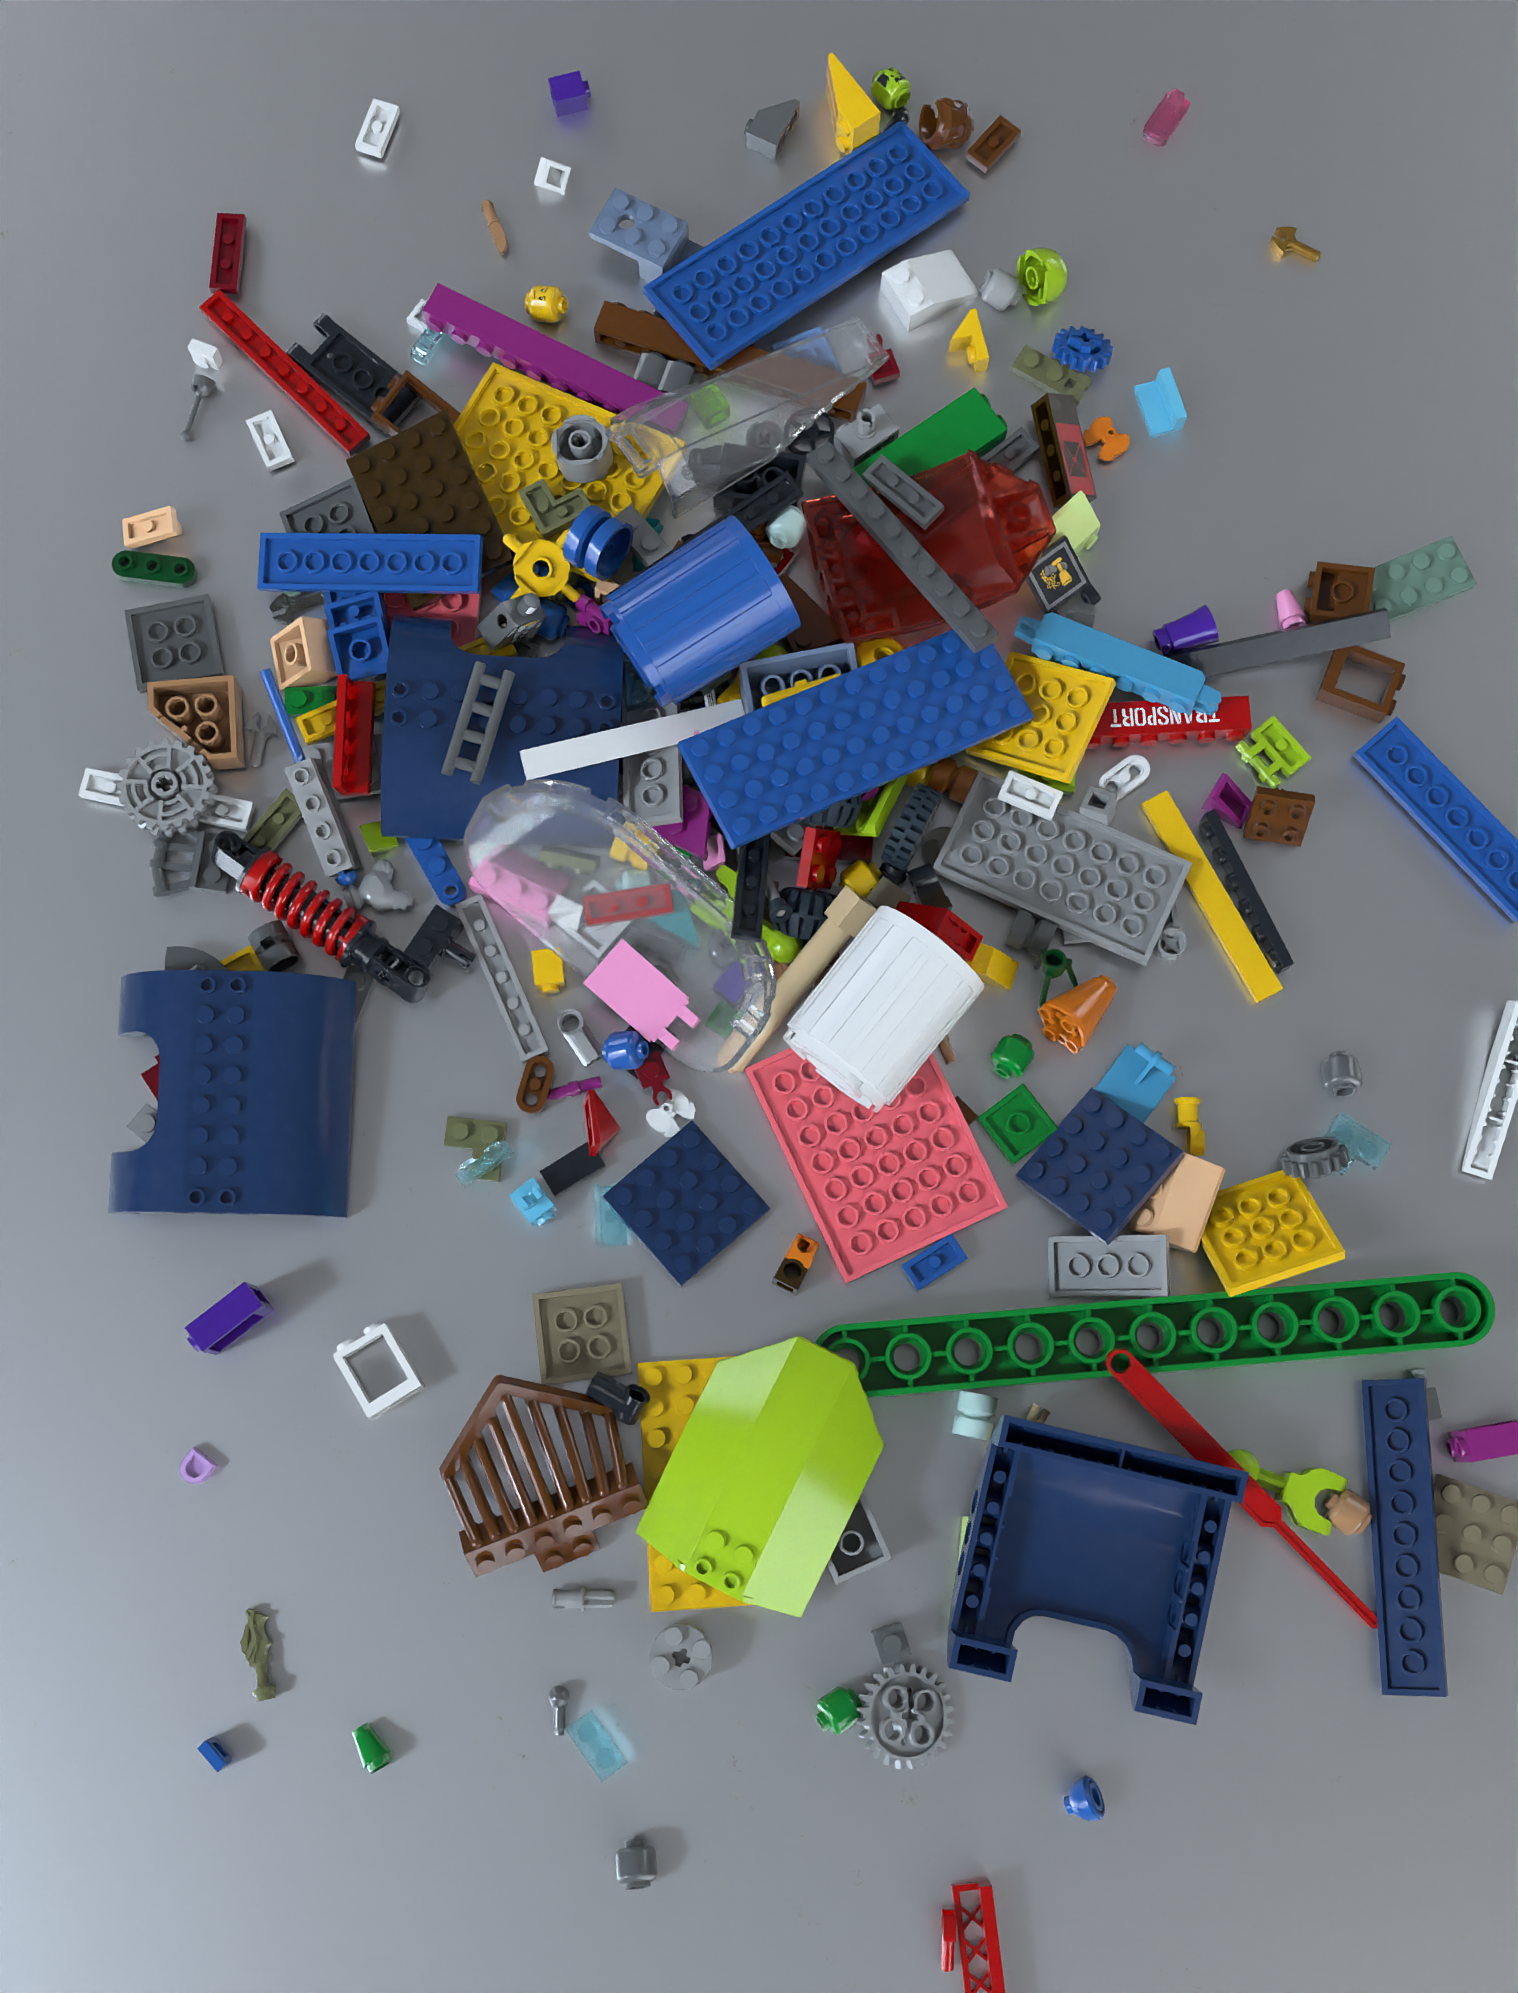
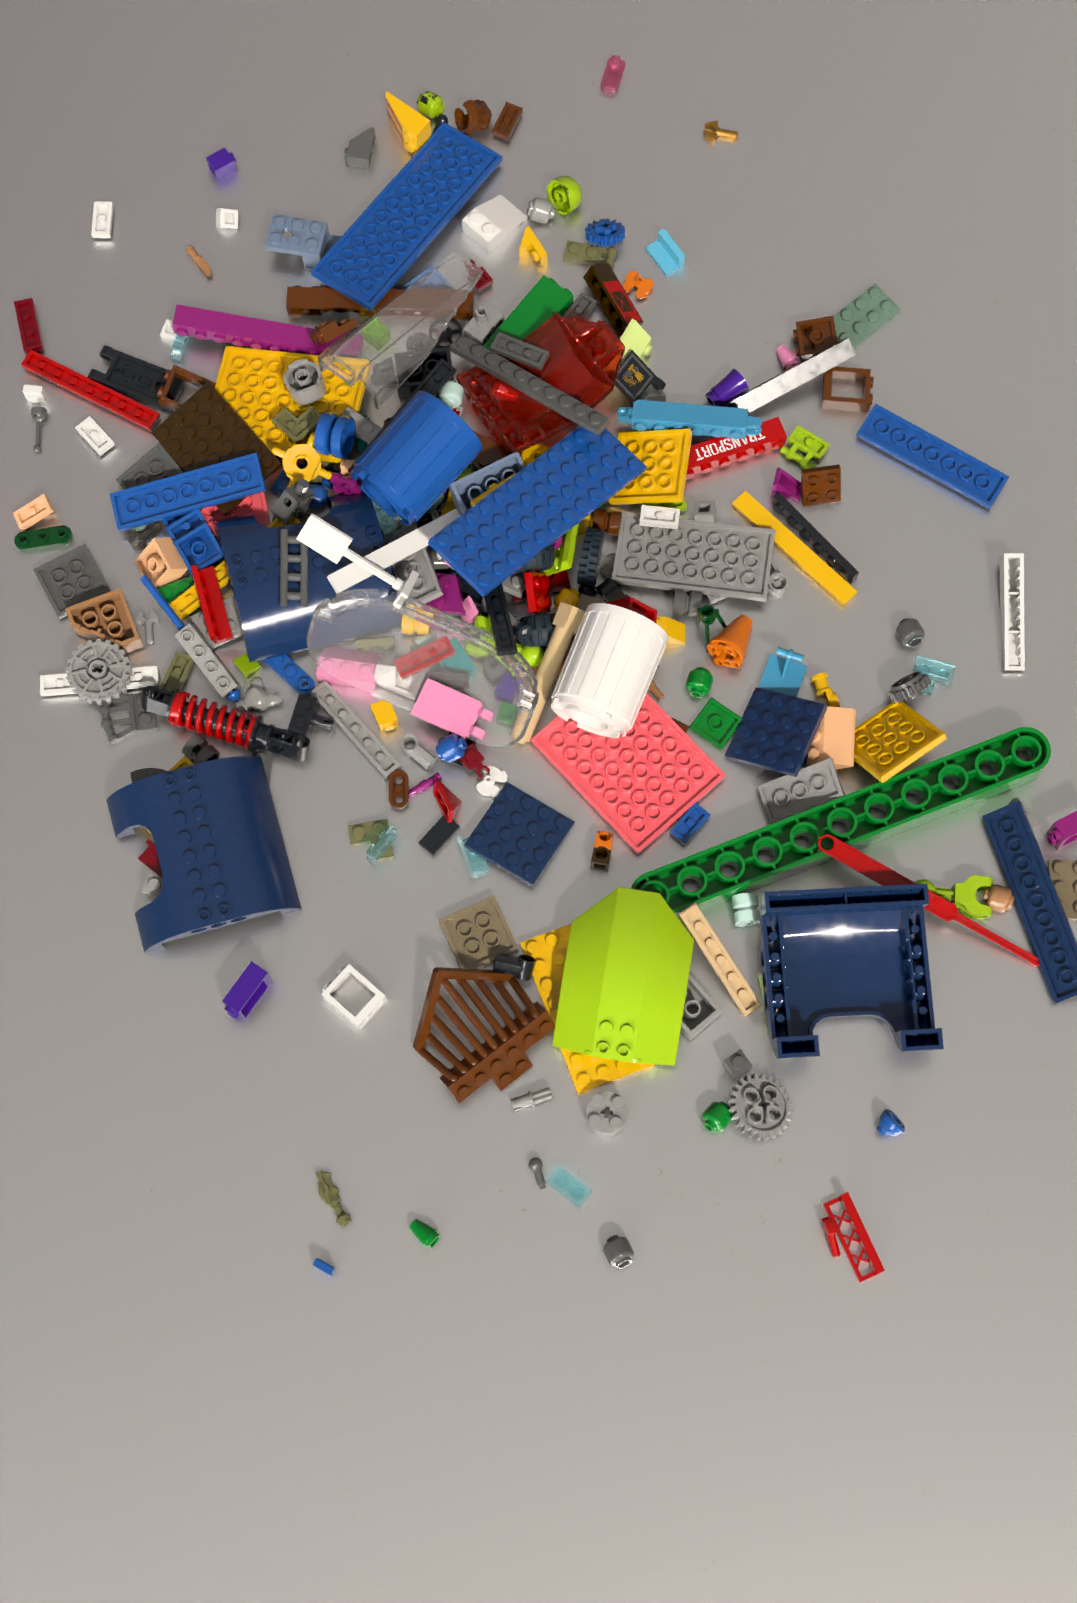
camera: 15 degrees left, 5 degrees down
(196, 1467) = (254, 1094): lavender tile -> none
(533, 1203) = (421, 862): medium azure brick -> none
(545, 709) = (334, 544): none -> white piece
(546, 303) = (249, 299): yellow head -> none
(638, 384) = (328, 330): none -> reddish brown plate
(912, 1481) = (719, 959): none -> tan tile
(1122, 778) = (715, 492): white plate -> none

